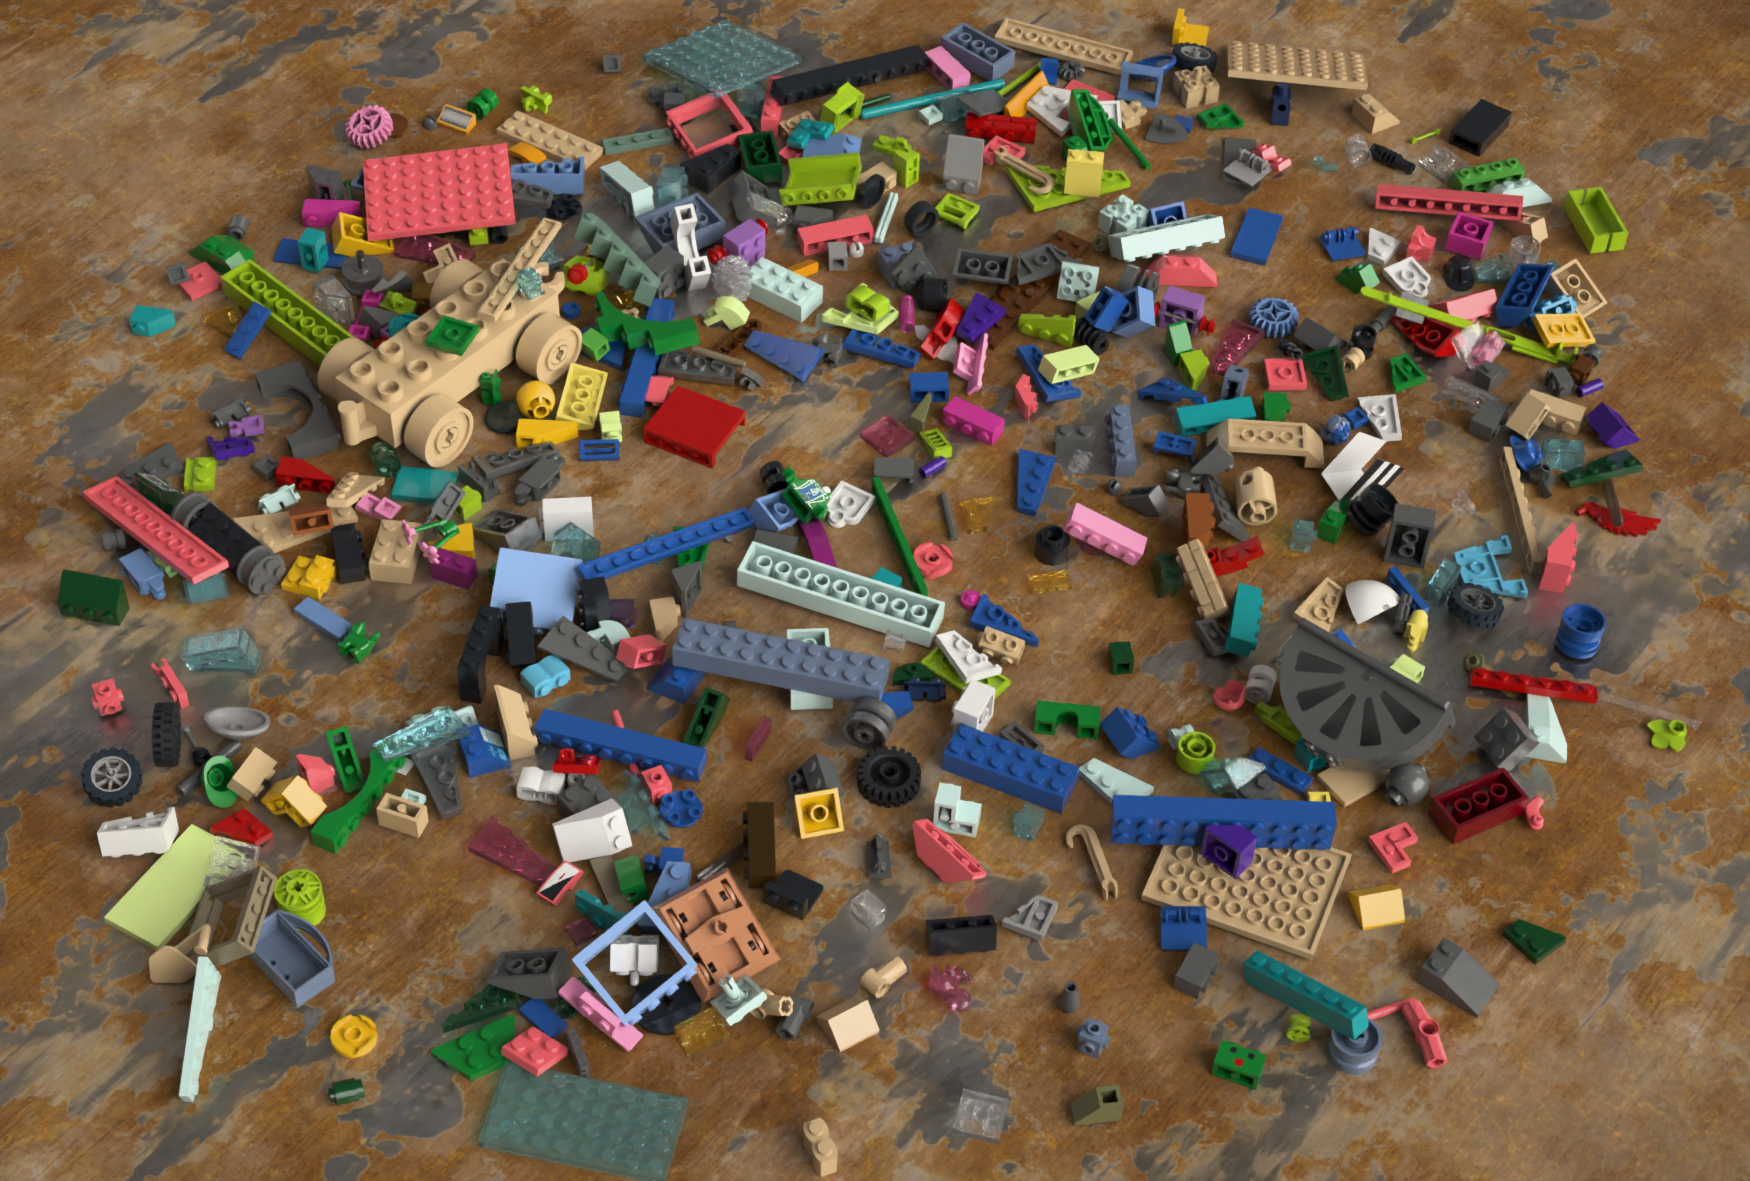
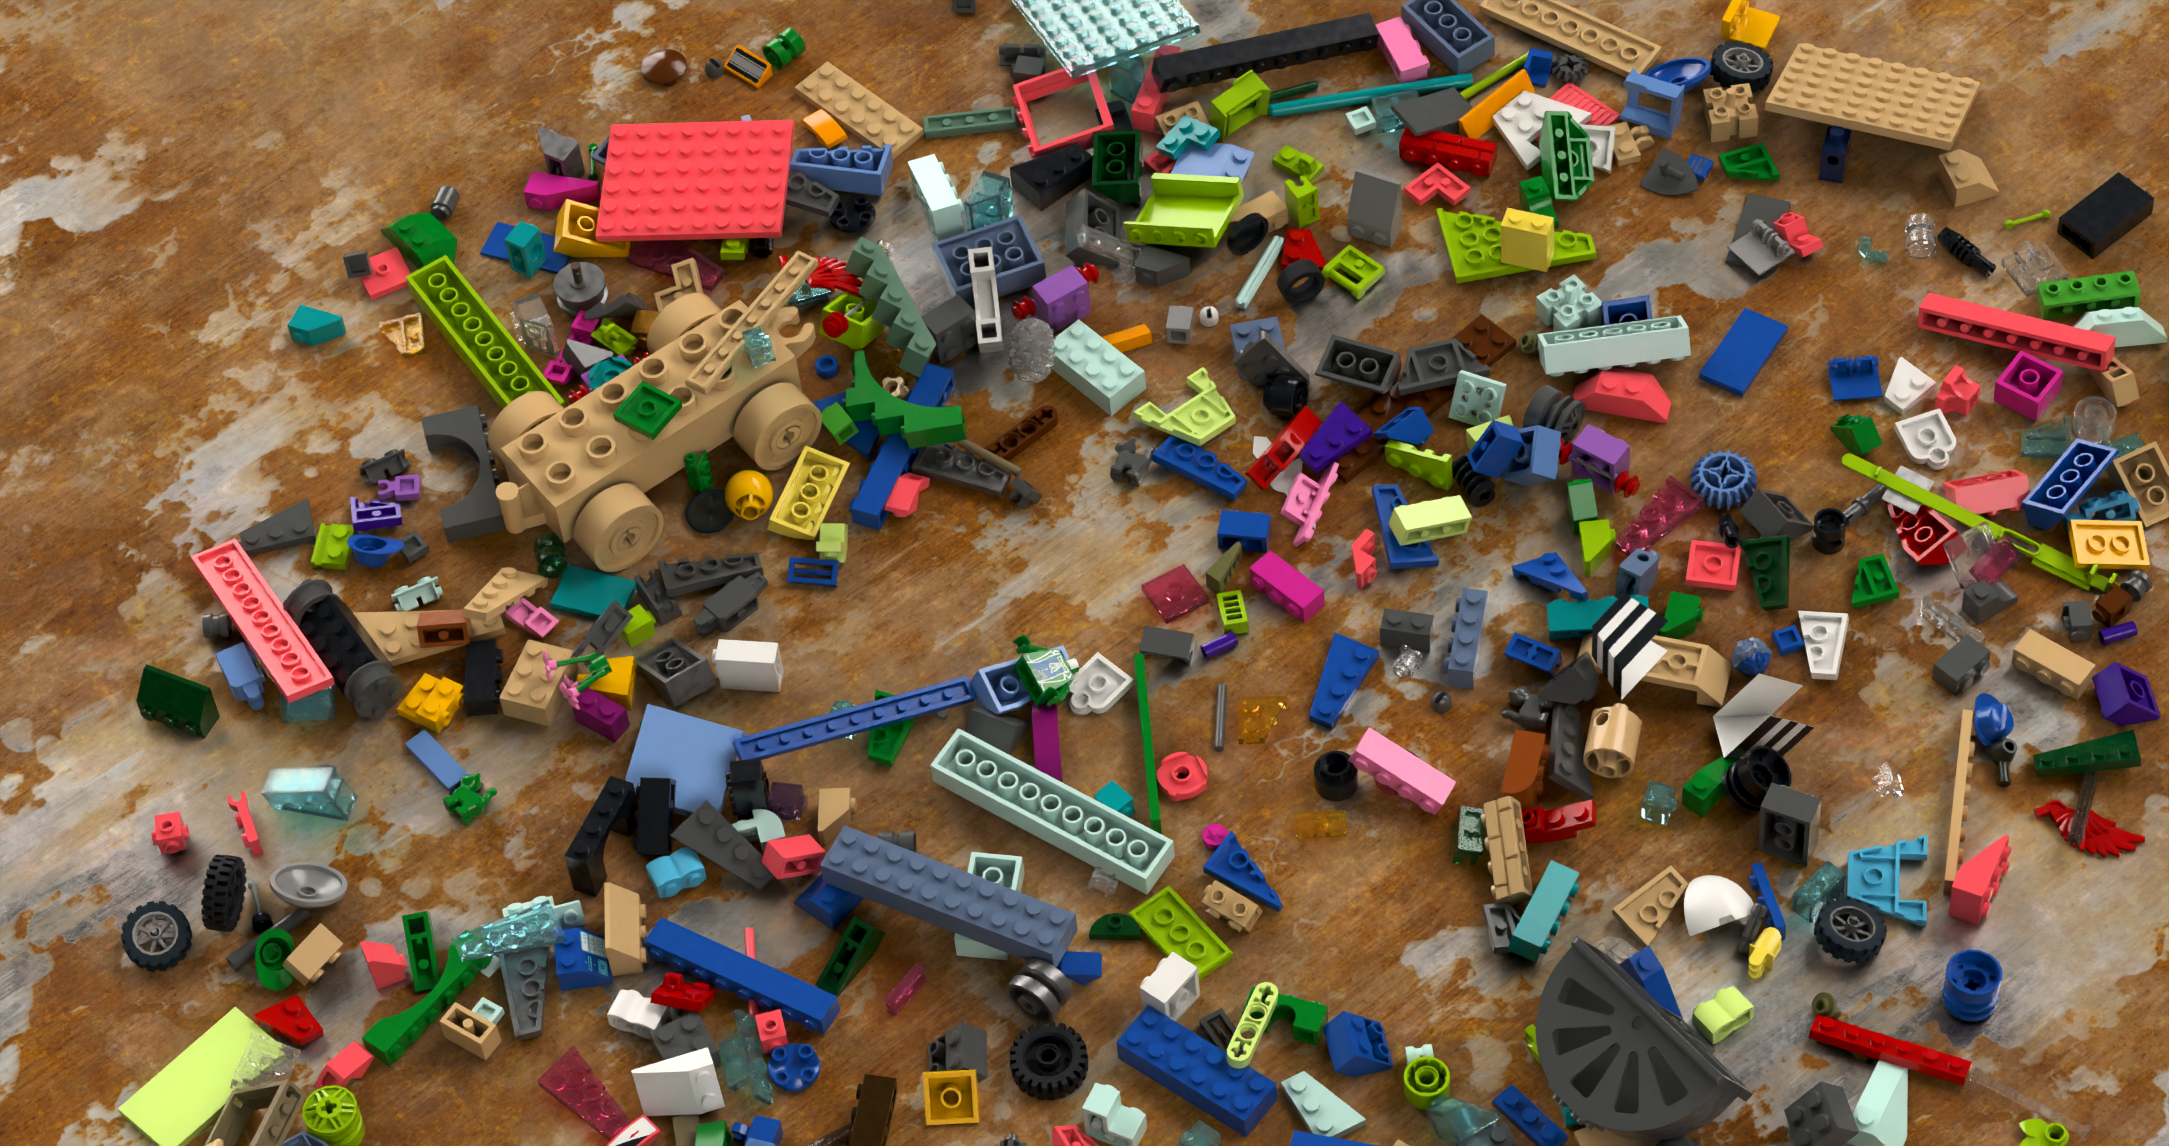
camera: 20 degrees right, 5 degrees up
(138, 836) = (173, 1014): white wedge -> none
(158, 491) = (277, 569): clear green slope -> none
(235, 473) = (373, 550): none -> blue piece
(247, 330) = (425, 355): blue plate -> none
(295, 799) = (352, 993): yellow brick -> none
(302, 854) = (348, 1064): none -> coral slope
(303, 475) = (449, 565): red slope -> none
(369, 127) = (630, 81): bright pink gear -> none
(534, 100) = (849, 48): lime hips -> none
(541, 431) = (744, 538): yellow slope -> none
(562, 245) = (830, 275): none -> red animal
(575, 543) = (750, 705): clear light blue slope -> none
(686, 586) = (870, 776): dark grey slope -> none
(693, 426) = (935, 551): red panel -> none
(729, 310) = (1019, 393): yellowish green brick -> none
(772, 477) = (1010, 630): black wheel -> none
(789, 355) = (1077, 463): blue wing -> none
(815, 238) = (1187, 290): coral brick -> none
(867, 303) = (1194, 402): lime brick -> none
(907, 197) = (1301, 245): none -> red wing
(910, 313) = (1244, 434): dark pink piece -> none
(933, 689) = (1134, 952): dark blue hinge -> none
(964, 658) = (1181, 917): white wing -> none
(1003, 157) = (1461, 221): tan piece -> none
(1031, 303) = (1407, 427): none -> blue slope
(1048, 726) = (1253, 1025): none -> yellowish green beam
(1120, 658) = (1376, 941): dark green brick -> none
(1129, 144) = (1612, 192): green bar -> none
(1146, 499) = (1474, 727): dark grey arch -> none
(1231, 696) = (1496, 1013): coral hair -> none
(1248, 424) = (1624, 643): none -> sticker
(1260, 684) = (1529, 1002): white wheel -> none
(1352, 359) = (1809, 554): tan wheel -> none
(1459, 273) = (2000, 440): black piece -> none
(1527, 416) = (2010, 668): tan brick -> none
(1562, 453) = (2041, 728): clear light blue brick -> none

